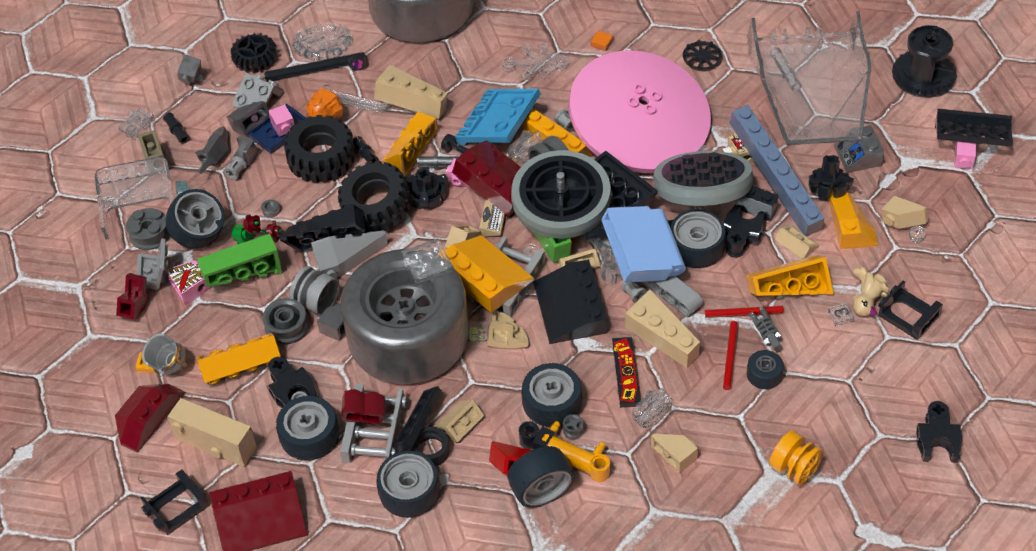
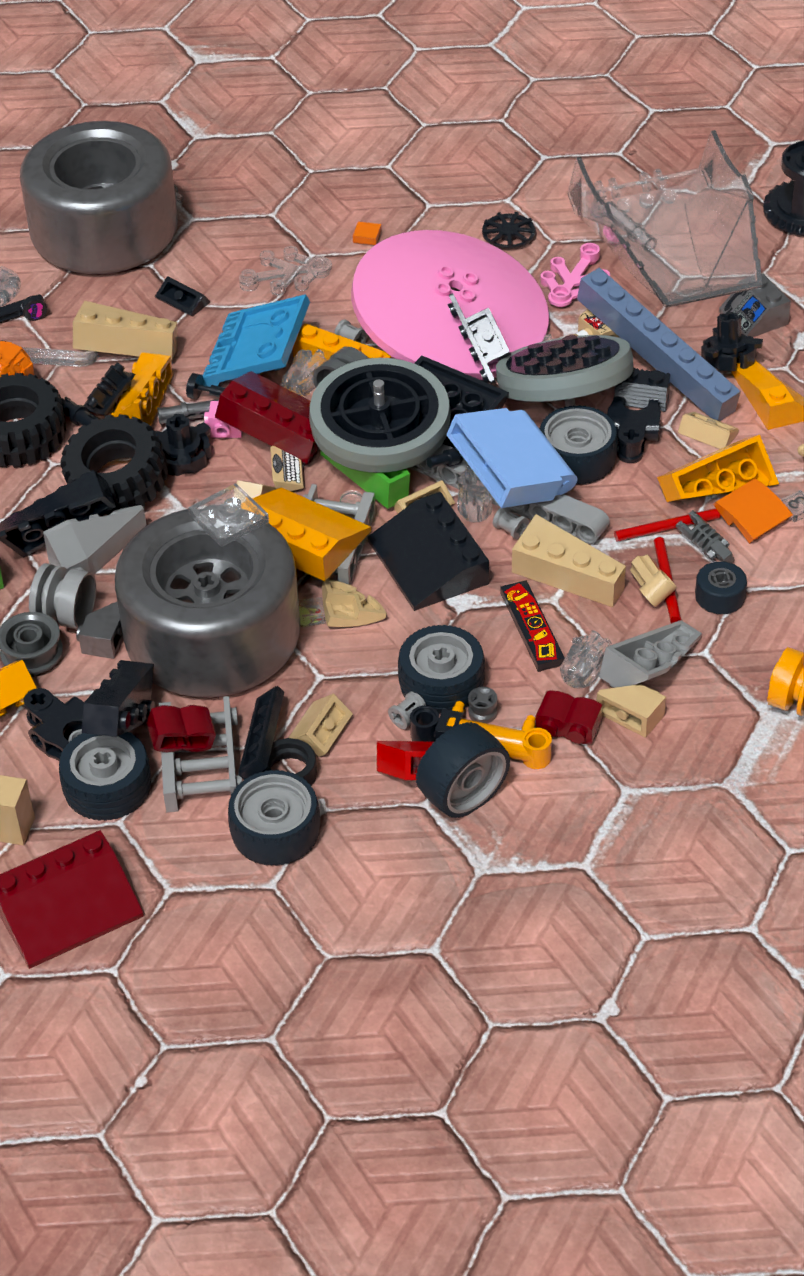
camera: 15 degrees left, 5 degrees down
(327, 380) = (121, 701): none -> black wedge
(382, 142) = (104, 396): none -> black hinge
(459, 70) = (181, 297): none -> black slope
(514, 421) = (400, 710): none -> light grey bush
(628, 448) = (569, 716): none -> dark red brick
(652, 143) = (485, 337): none -> bracket
(698, 412) = (647, 654): none -> light grey wedge
(719, 356) = (654, 582): none -> tan piece
(723, 113) = (563, 294): none -> bright pink plant
(807, 312) = (753, 509): none -> orange slope

